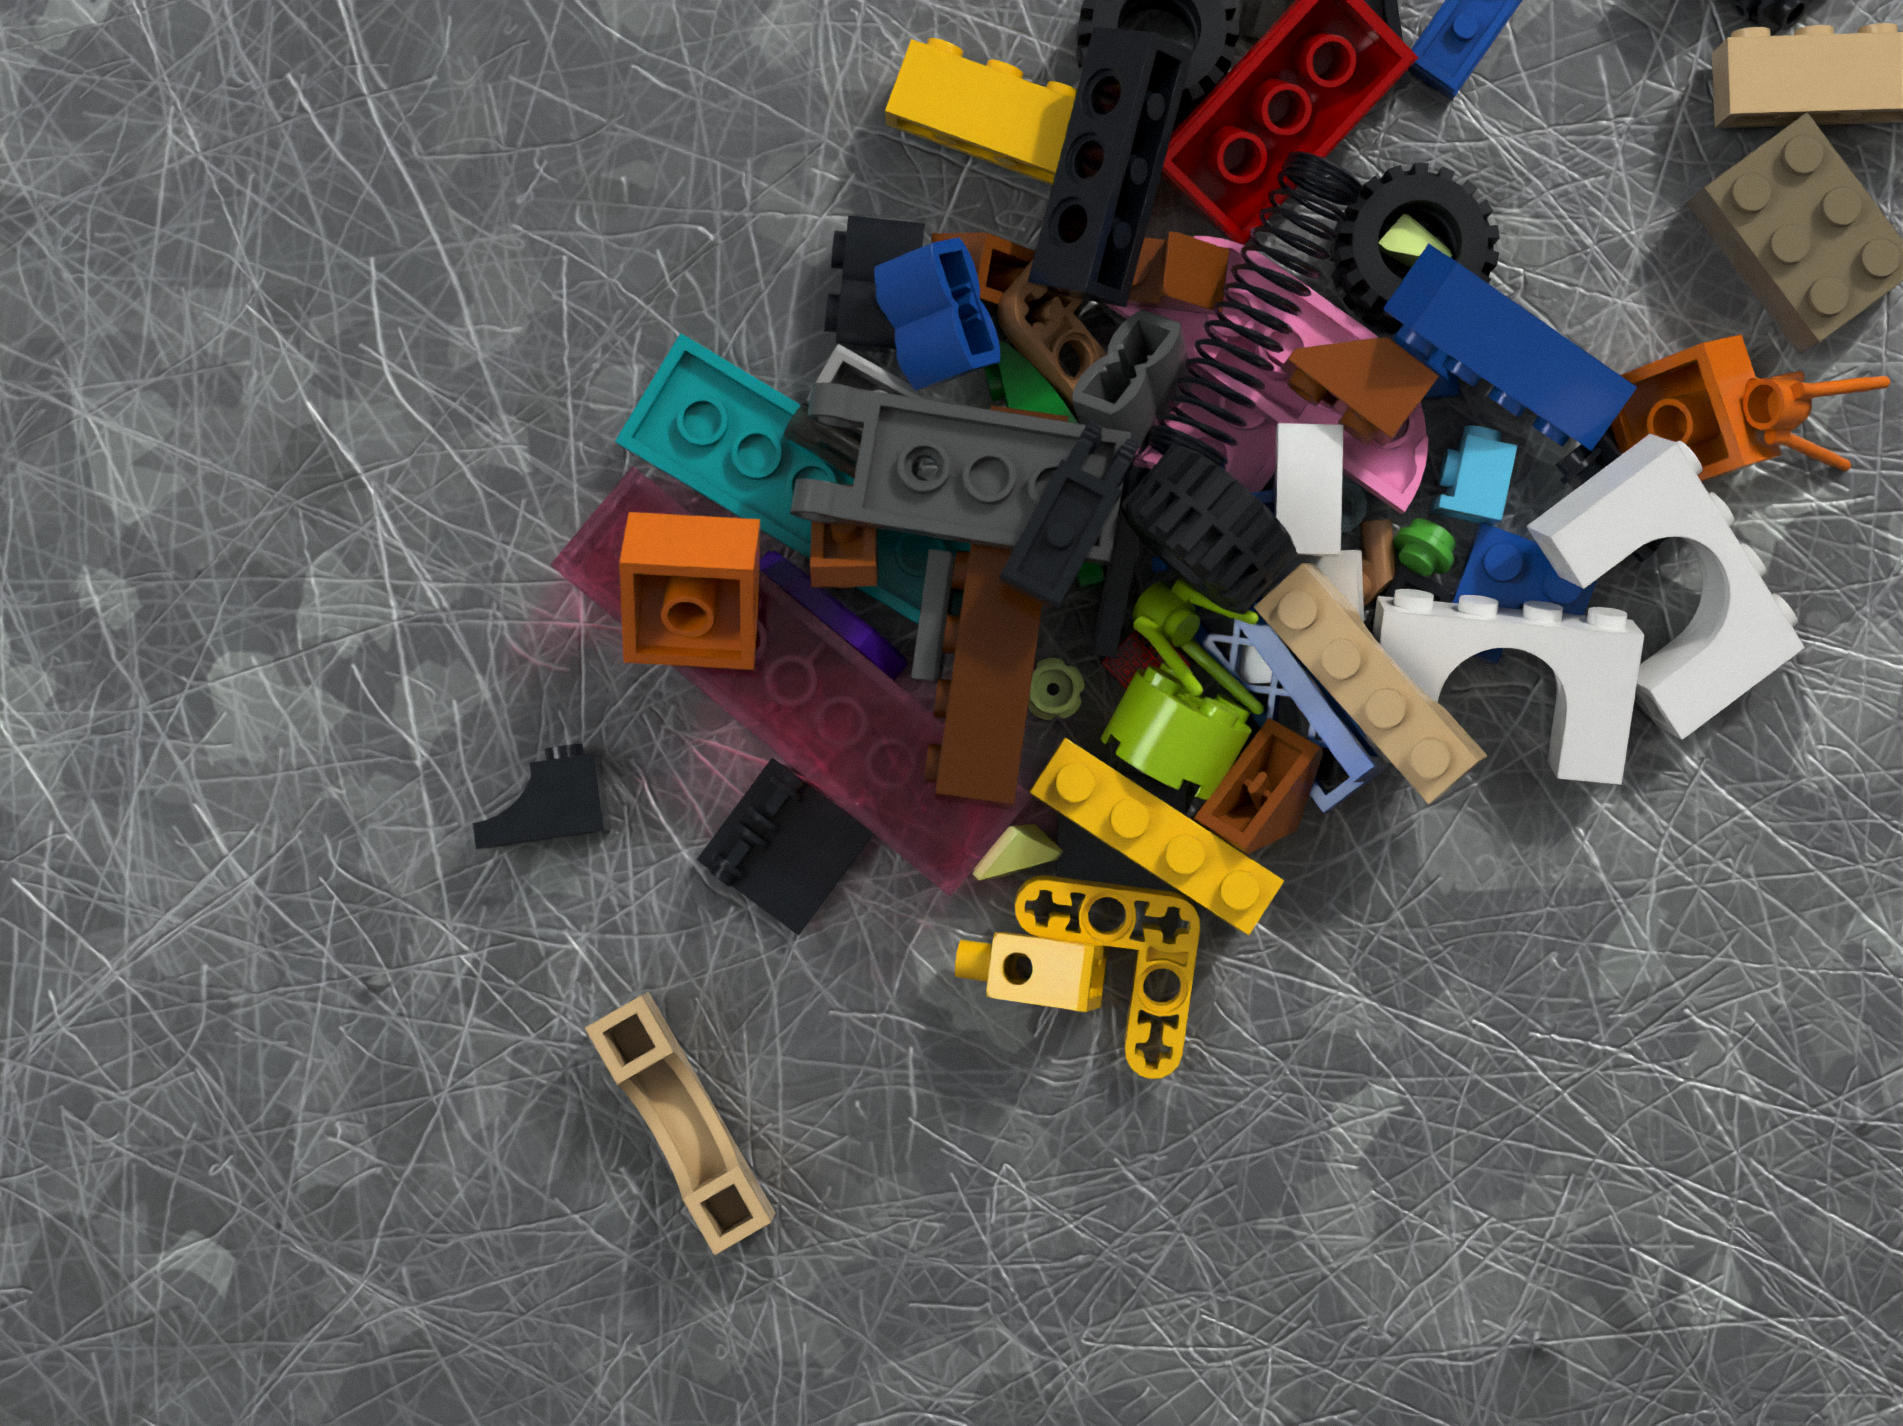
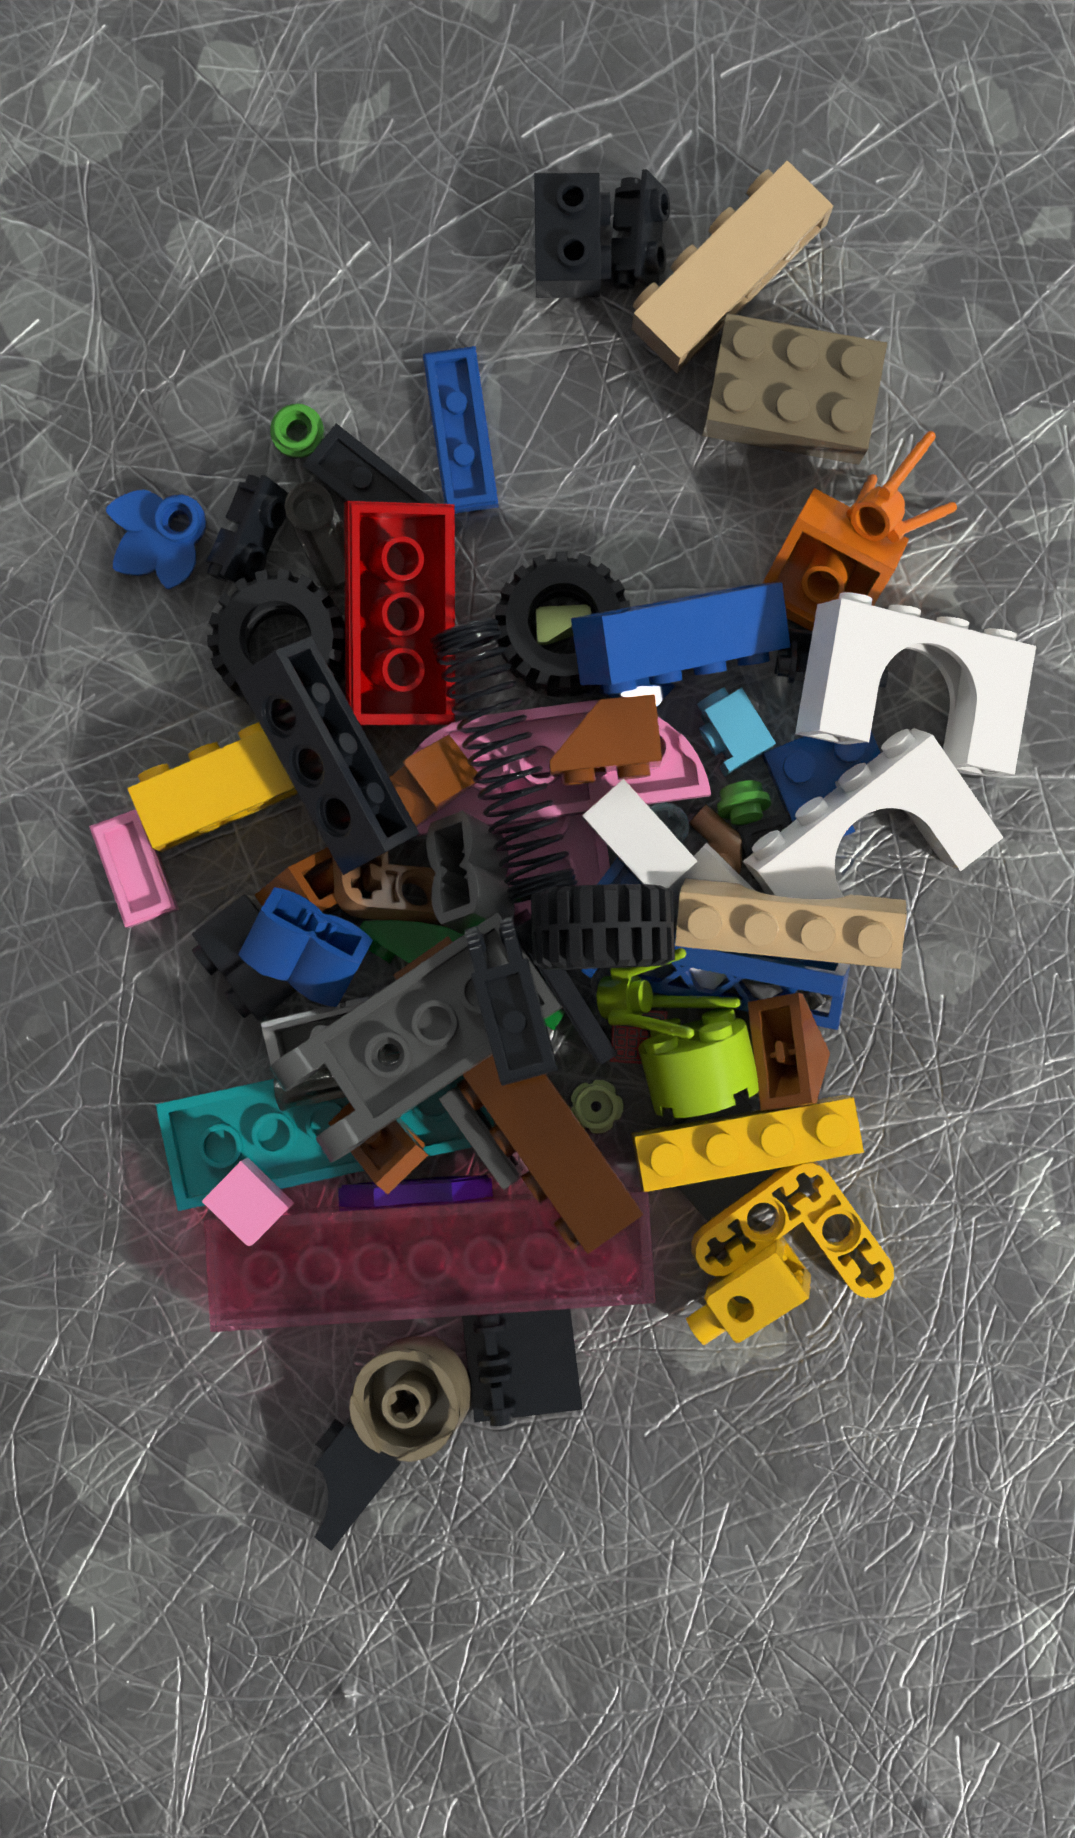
camera: 40 degrees left, 0 degrees up
(628, 774) = (406, 1427): none -> dark tan brick
(683, 480) = (247, 1202): none -> bright pink panel
(684, 1121) = (580, 1583): tan arch -> none
(690, 590) = (313, 1268): orange slope -> none
(848, 117) = (133, 869): none -> bright pink tile
(1016, 851) = (669, 1229): yellowish green slope -> none

